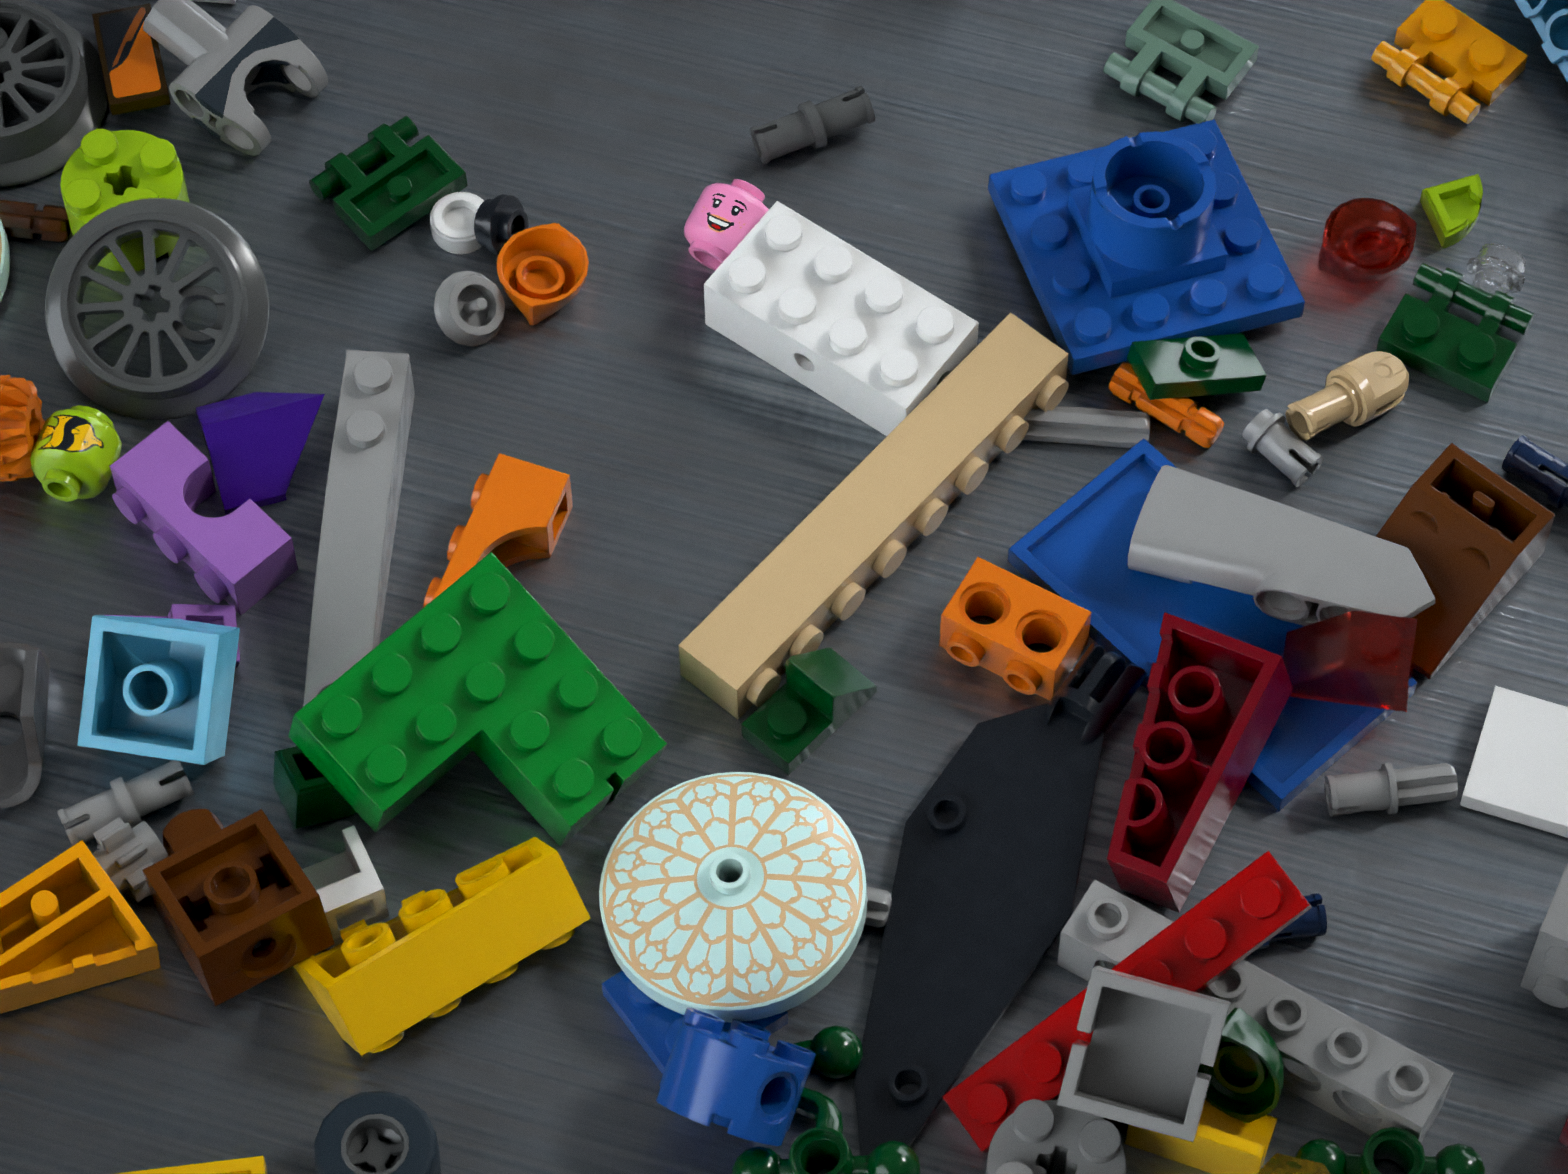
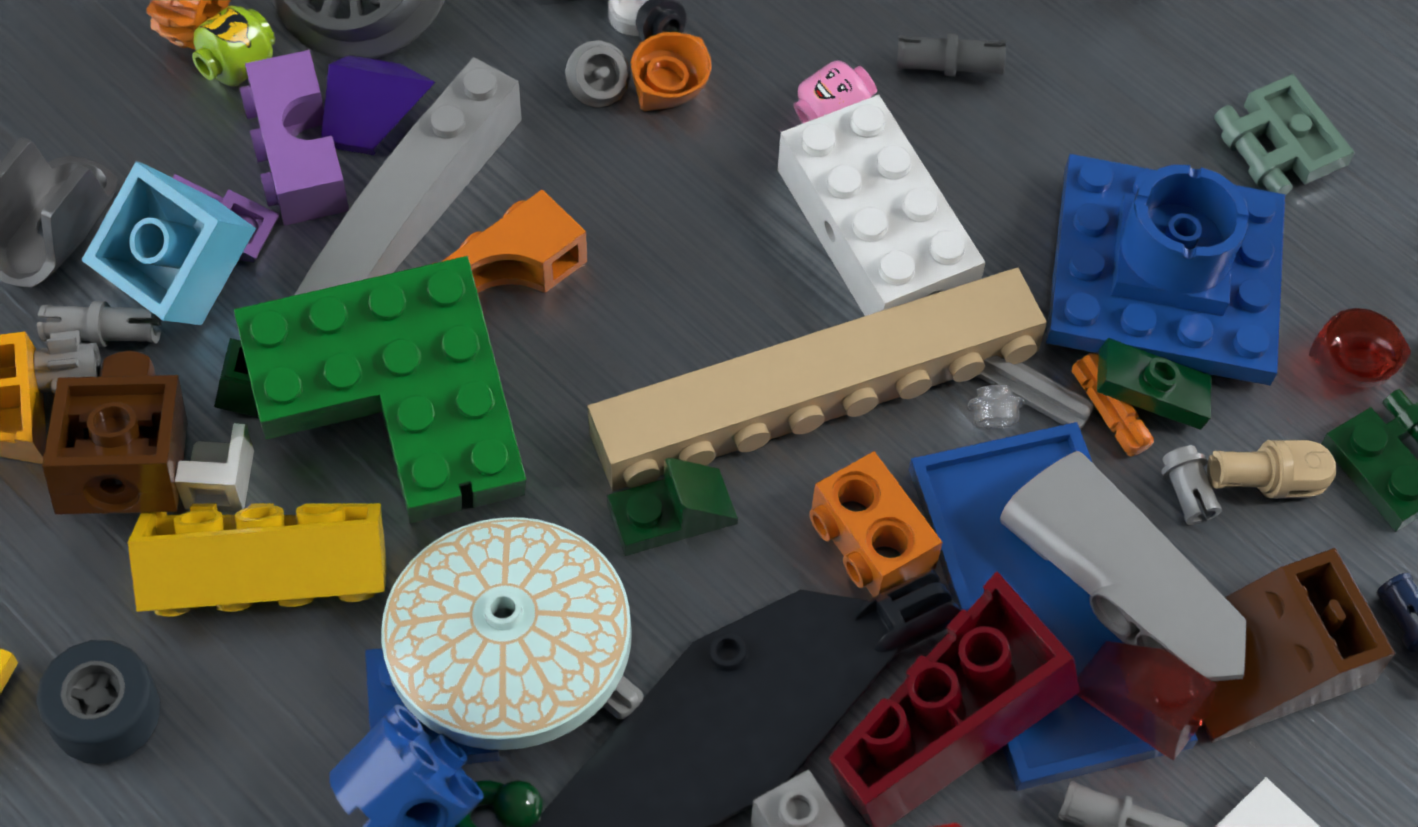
camera: 25 degrees right, 0 degrees up
(1060, 460) = (995, 407): none -> clear plate

